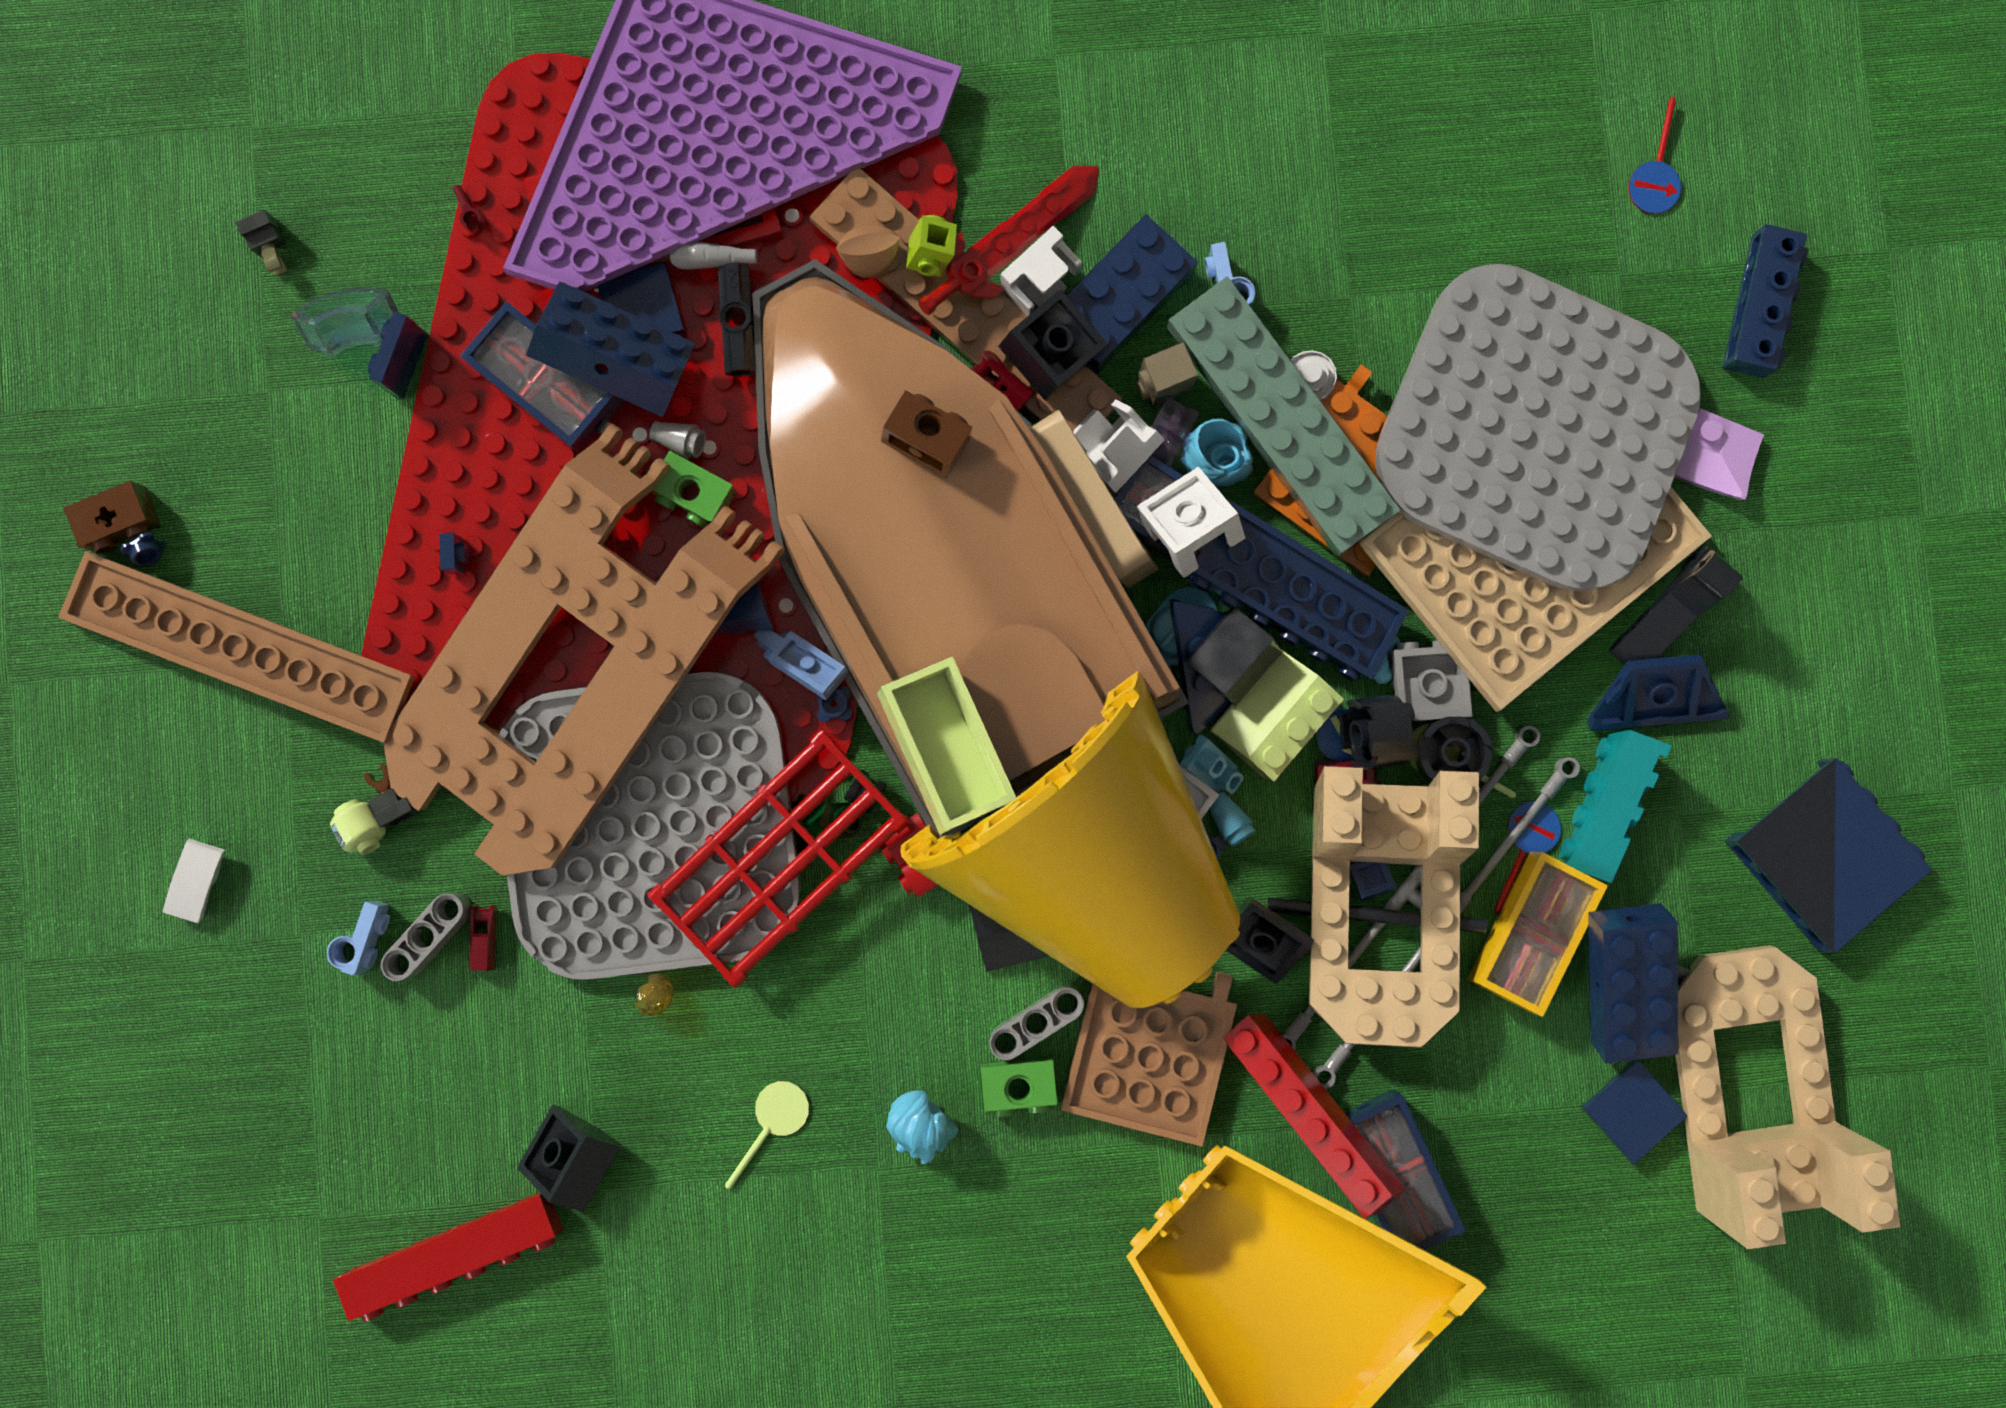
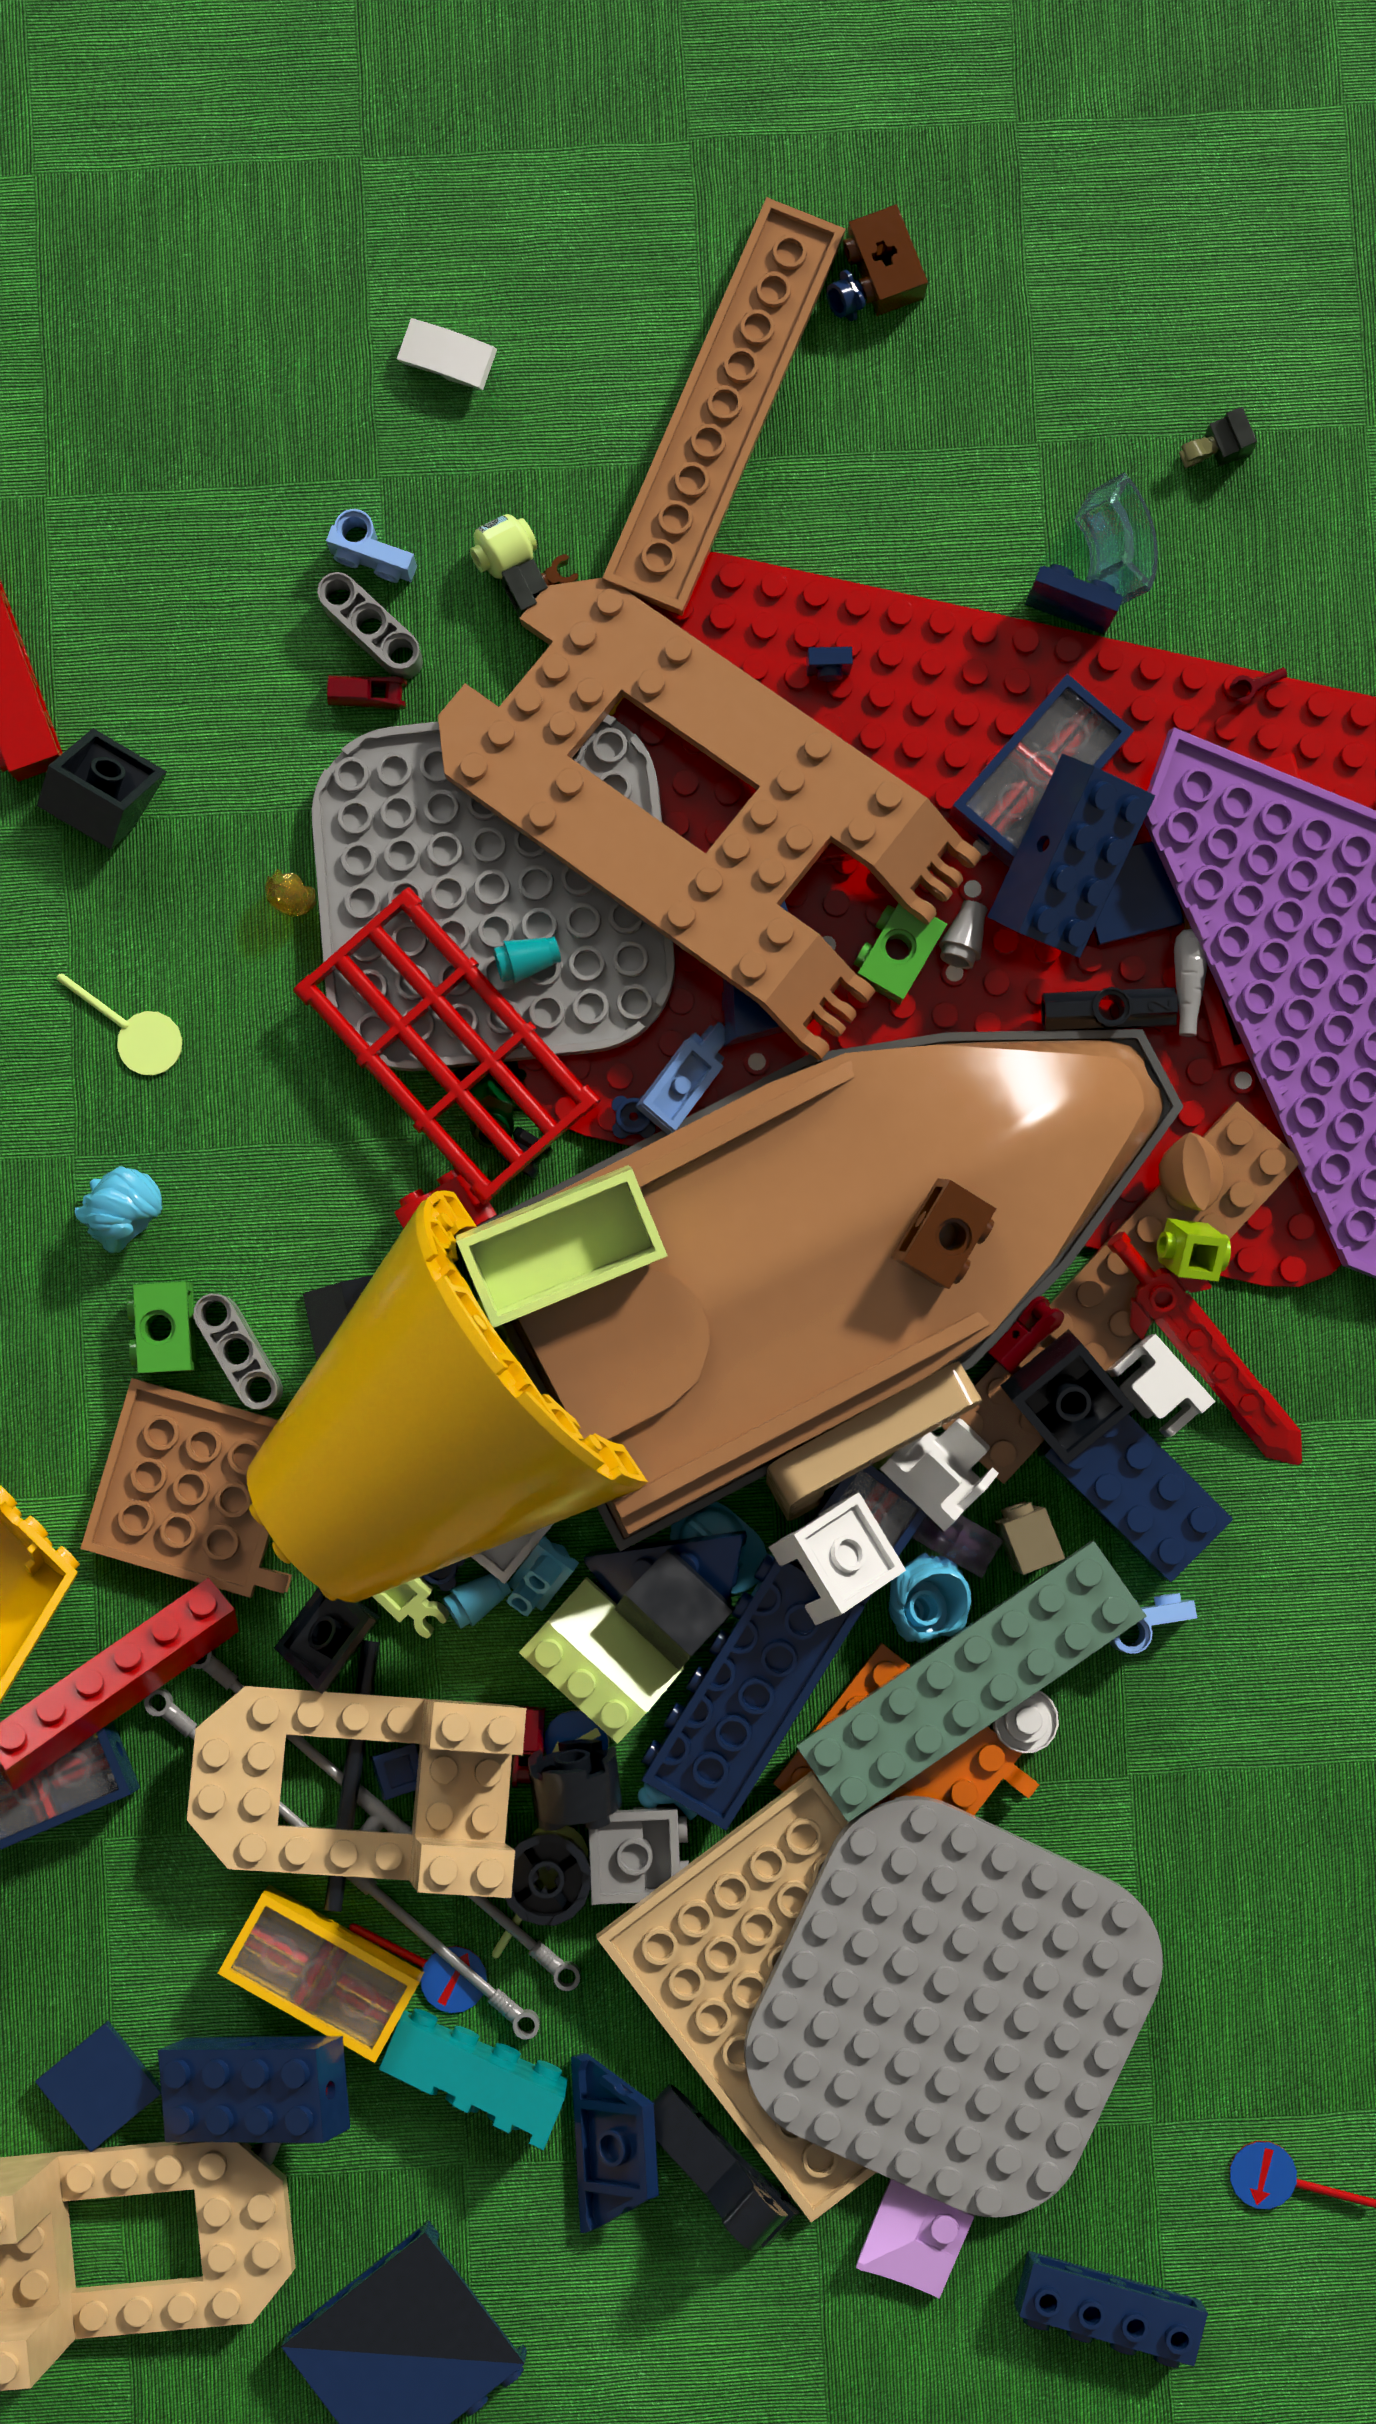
camera: 85 degrees right, 0 degrees up
(704, 794) = (525, 957): none -> teal cone
(1236, 868) = (412, 1601): none -> yellowish green plate

